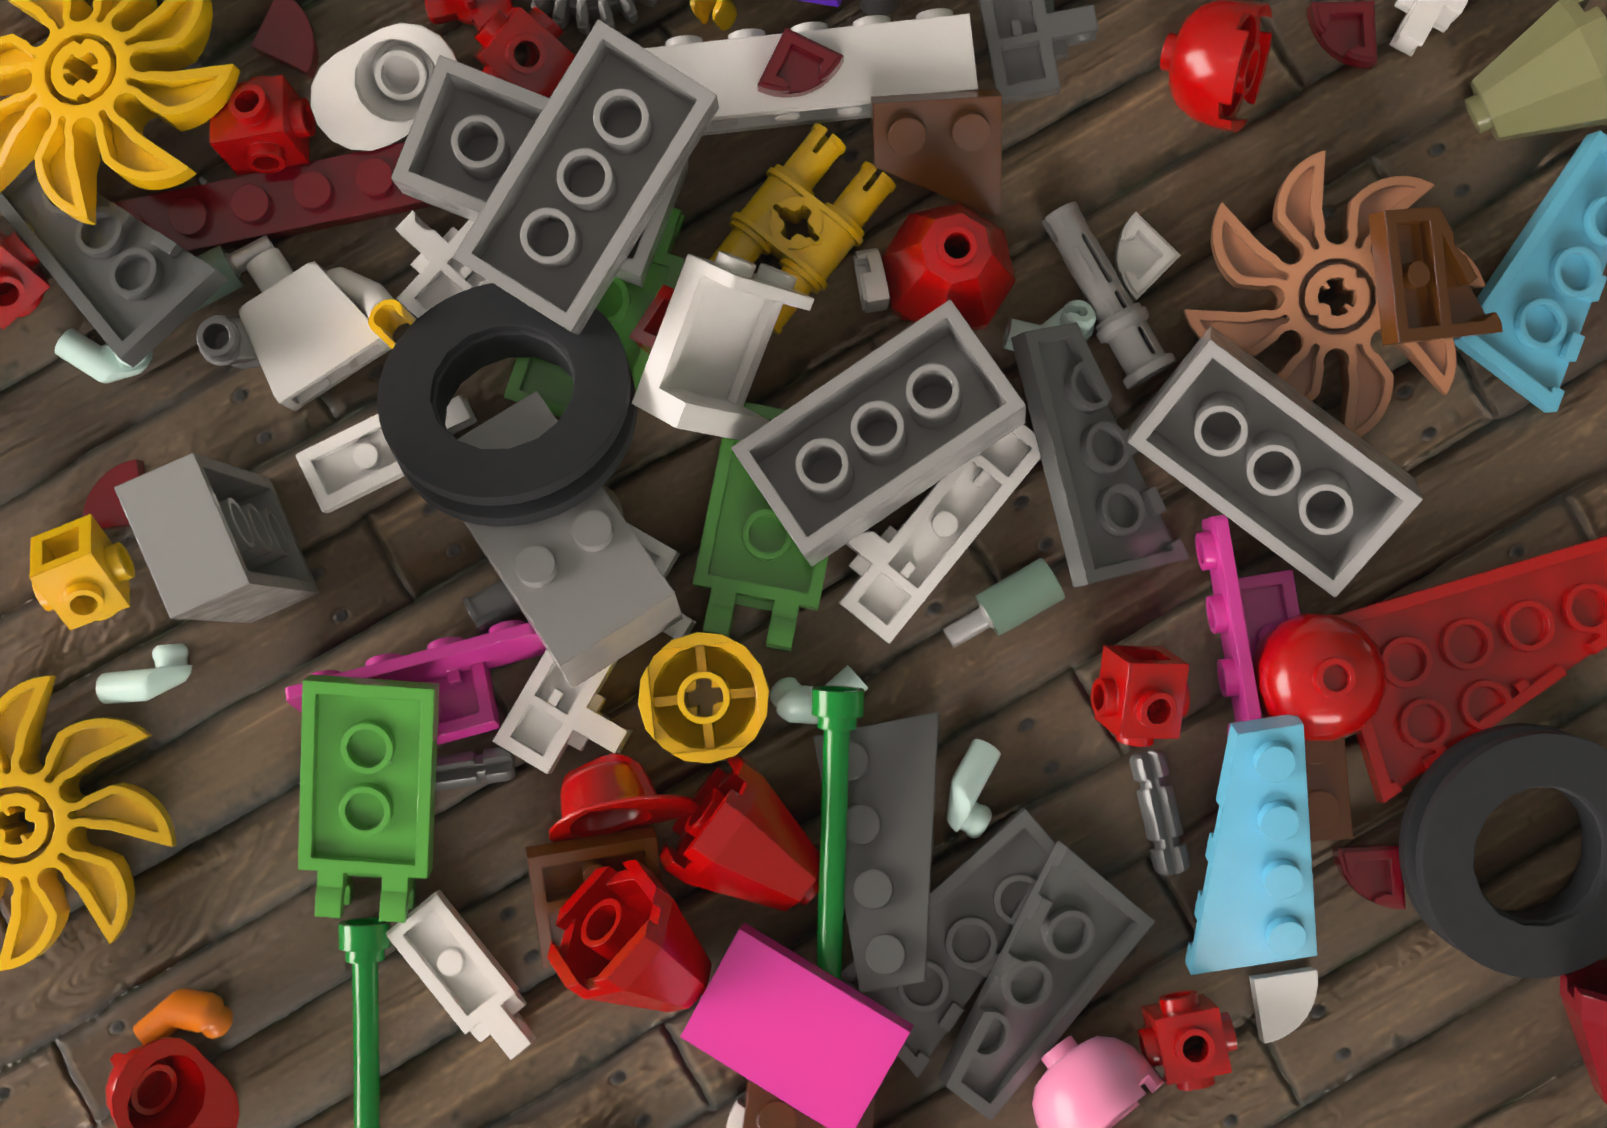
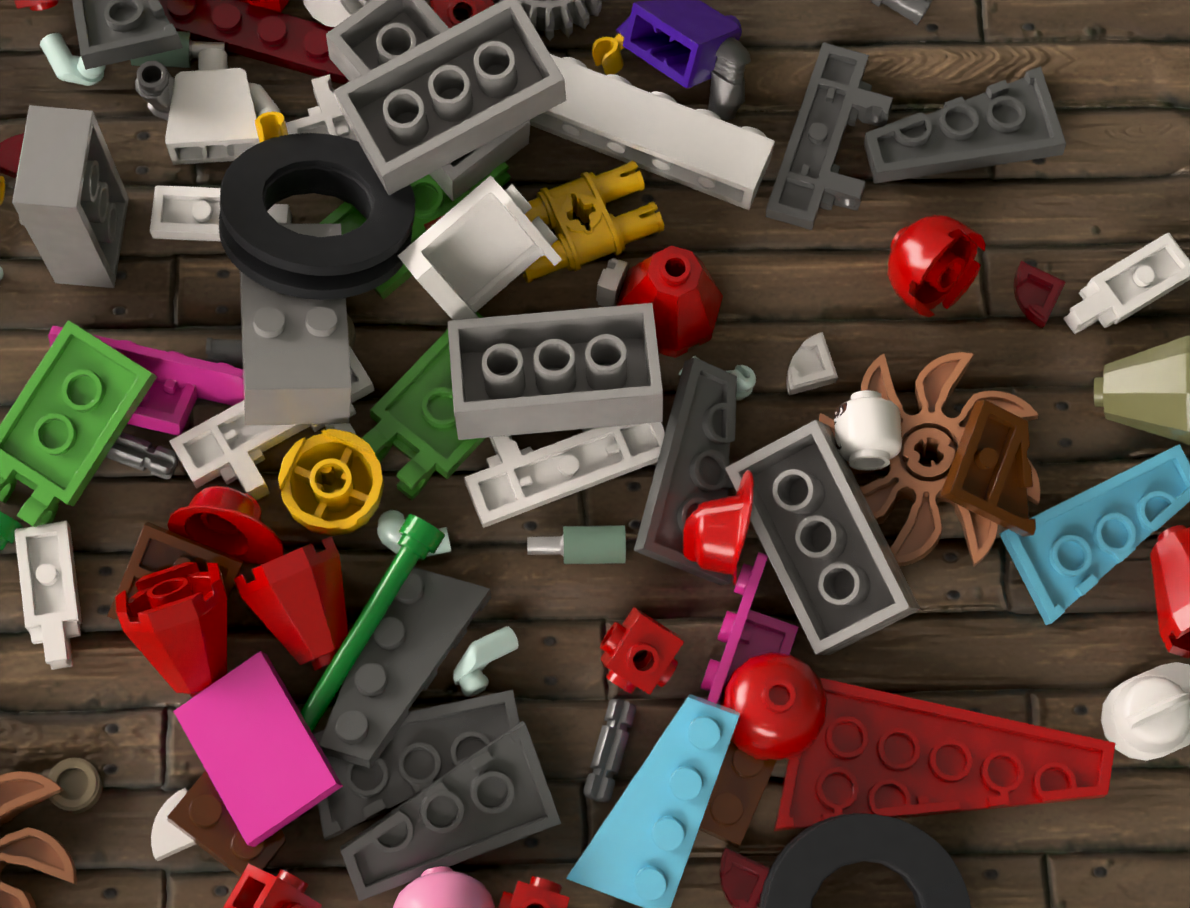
camera: 25 degrees right, 15 degrees down
(798, 66) = (638, 113): dark red tile -> none
(943, 143) = (710, 215): reddish brown wing -> none
(1120, 320) = (771, 396): light grey pin -> none
(1169, 516) = (718, 530): none -> red piece
(1261, 310) = (868, 430): none -> white head

